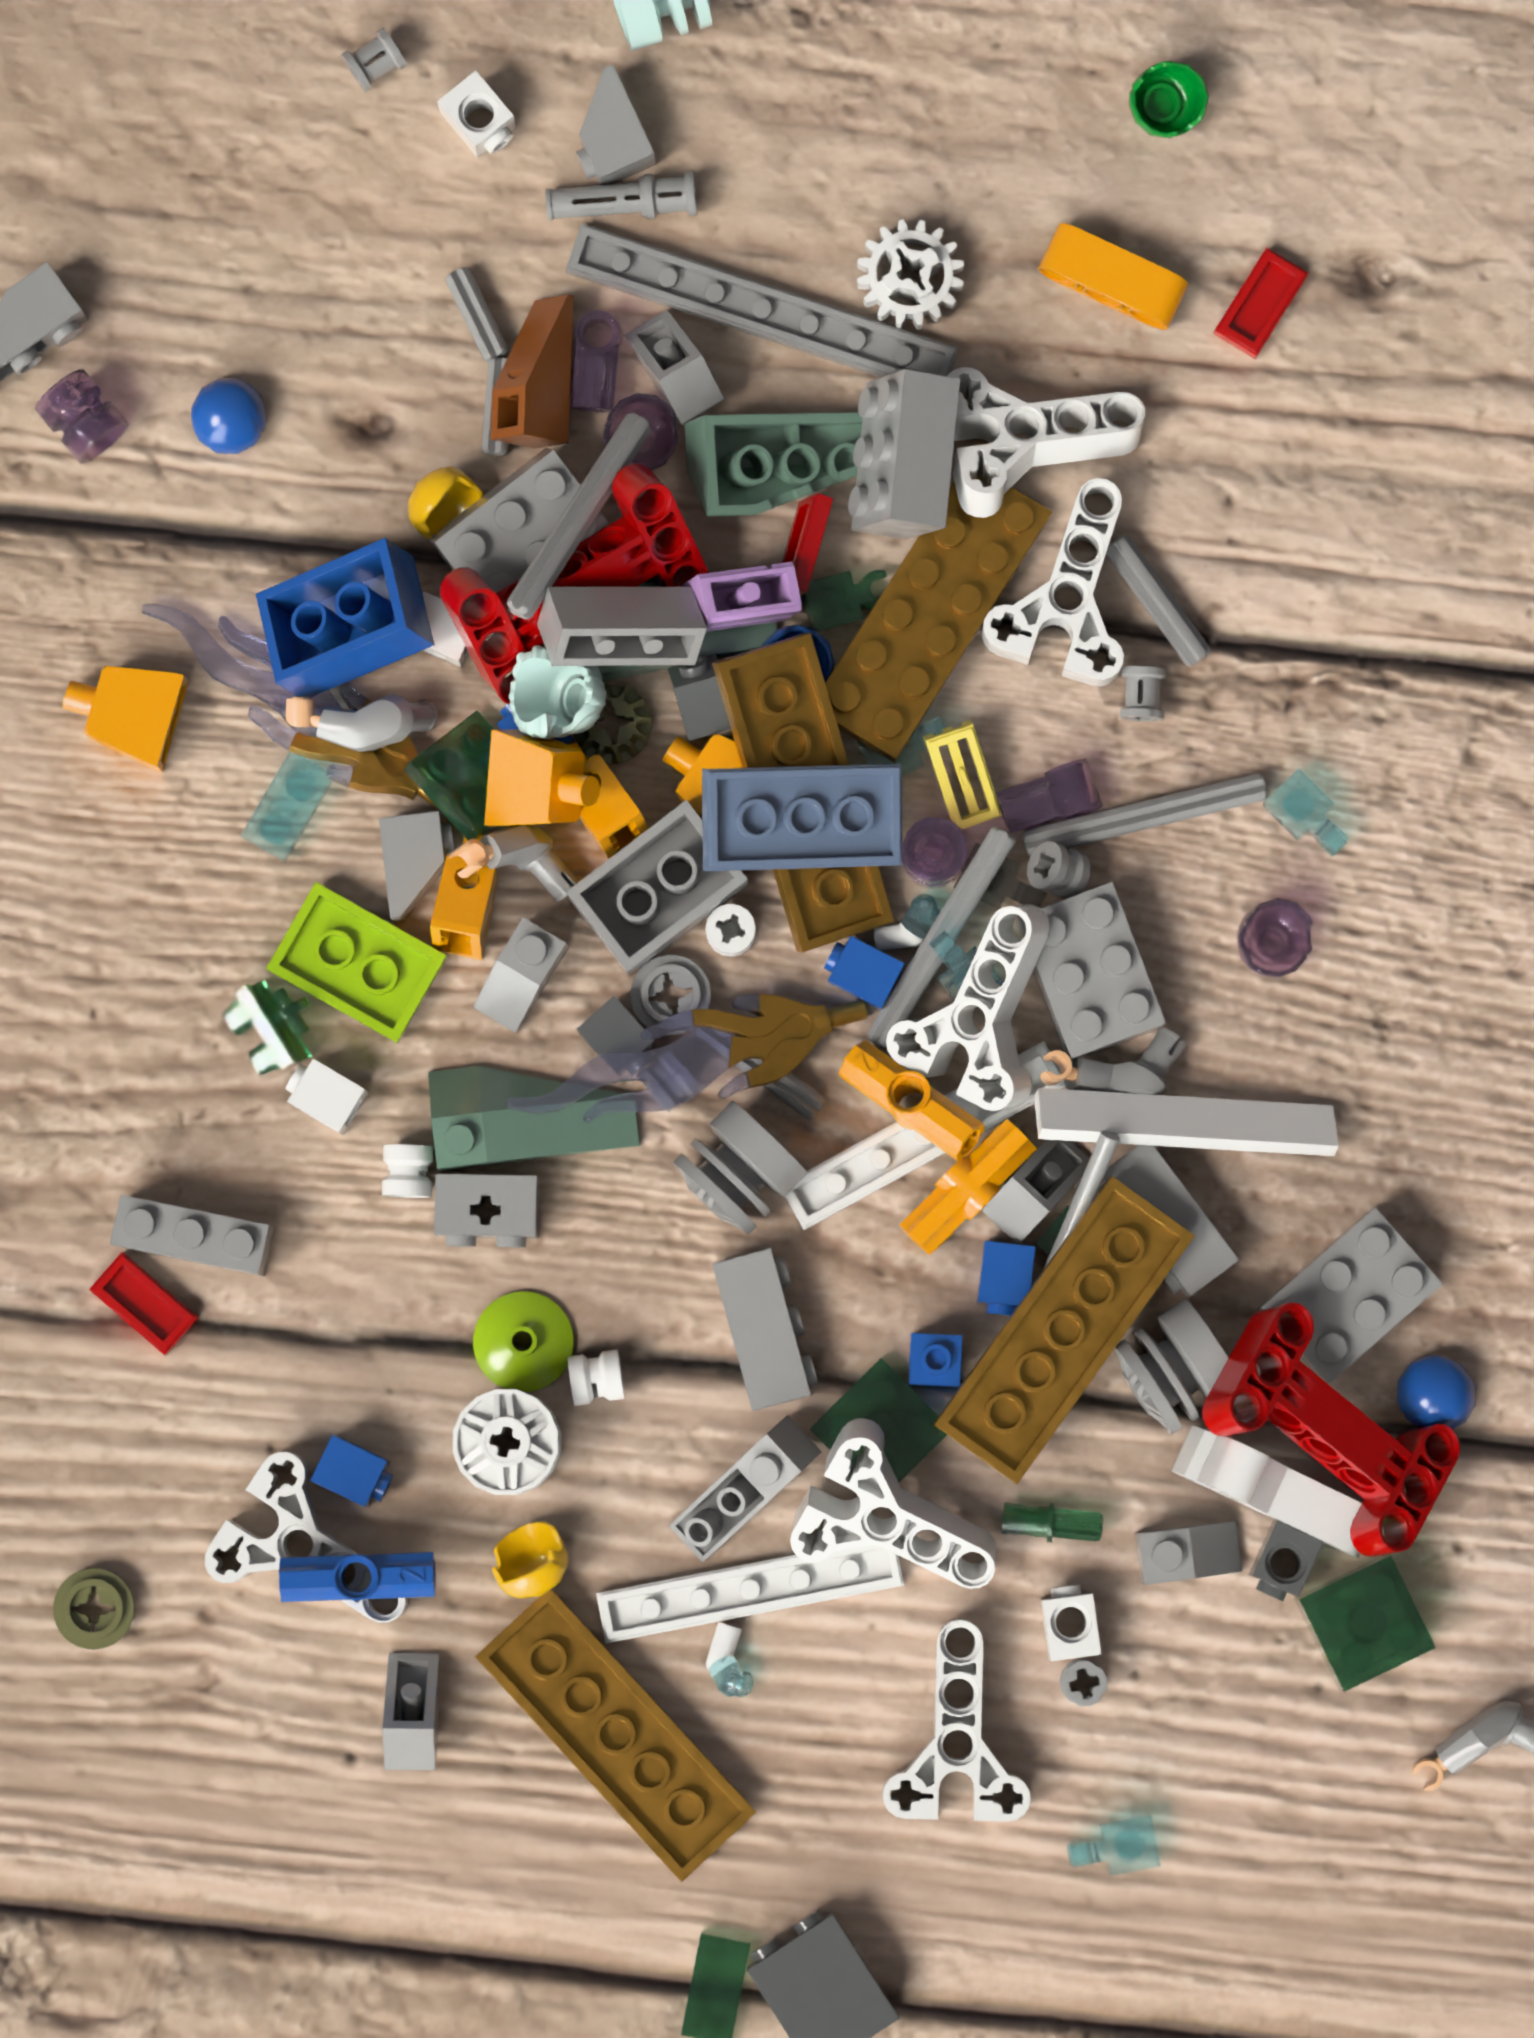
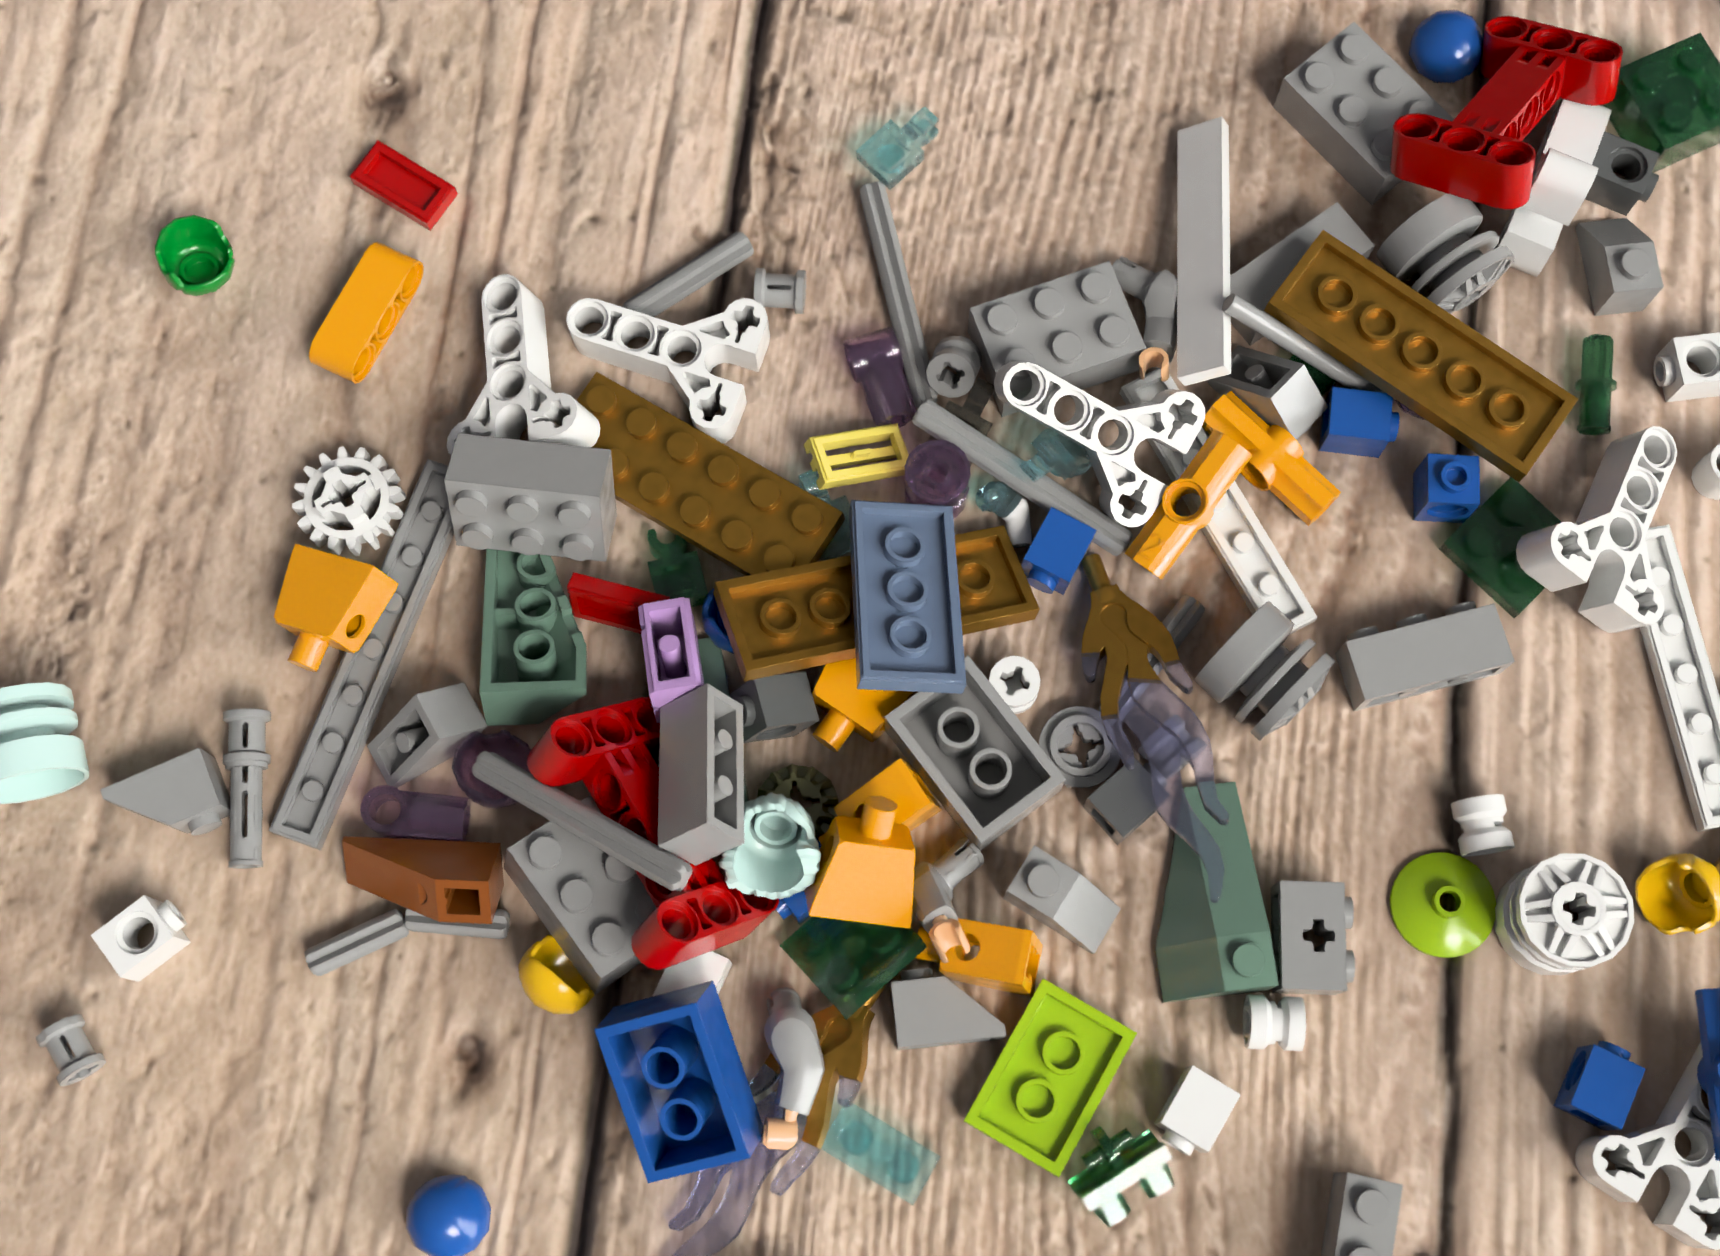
camera: 90 degrees left, 10 degrees down
(745, 1488) = (1584, 673): light grey slope -> none
(800, 263) = (329, 603): none -> light orange torso
(1274, 938) = (1020, 174): clear purple hair -> none

